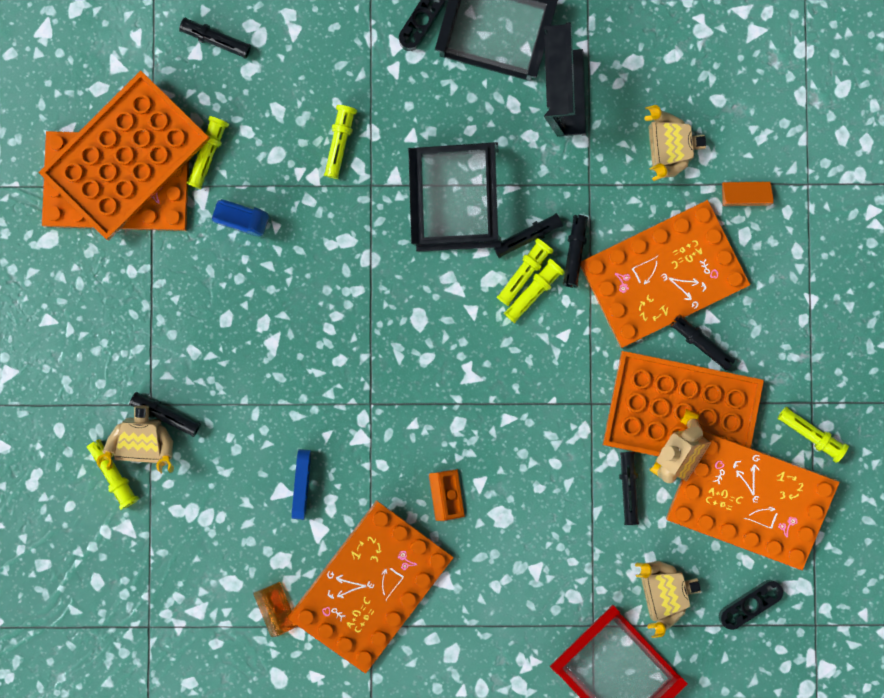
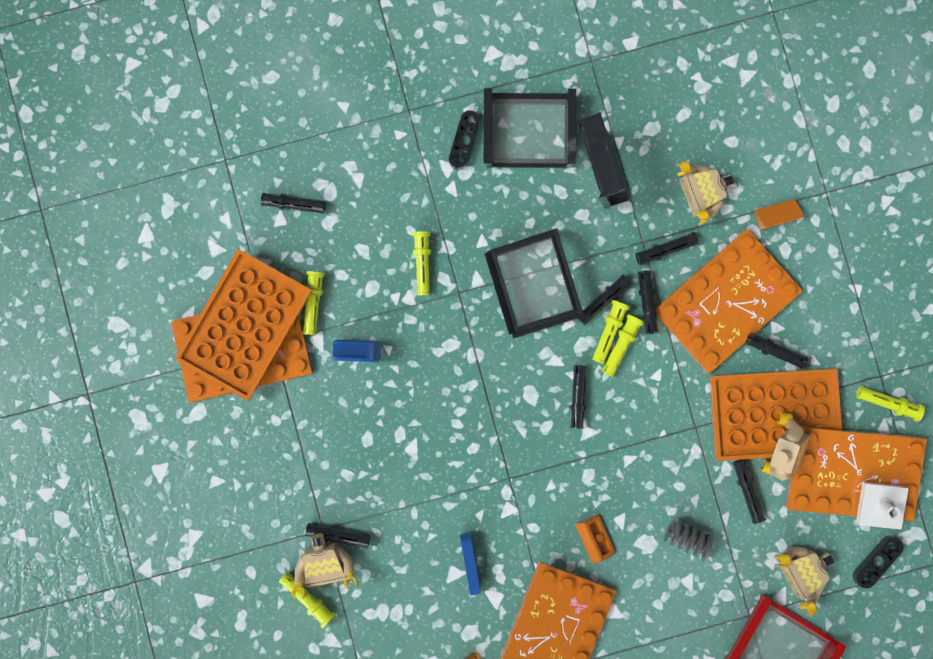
camera: 15 degrees left, 0 degrees up
(470, 334) = (578, 397): none -> black pin
(549, 521) = (689, 537): none -> dark grey piece
(601, 199) = (659, 251): none -> black pin
(770, 541) = (882, 505): none -> white tile

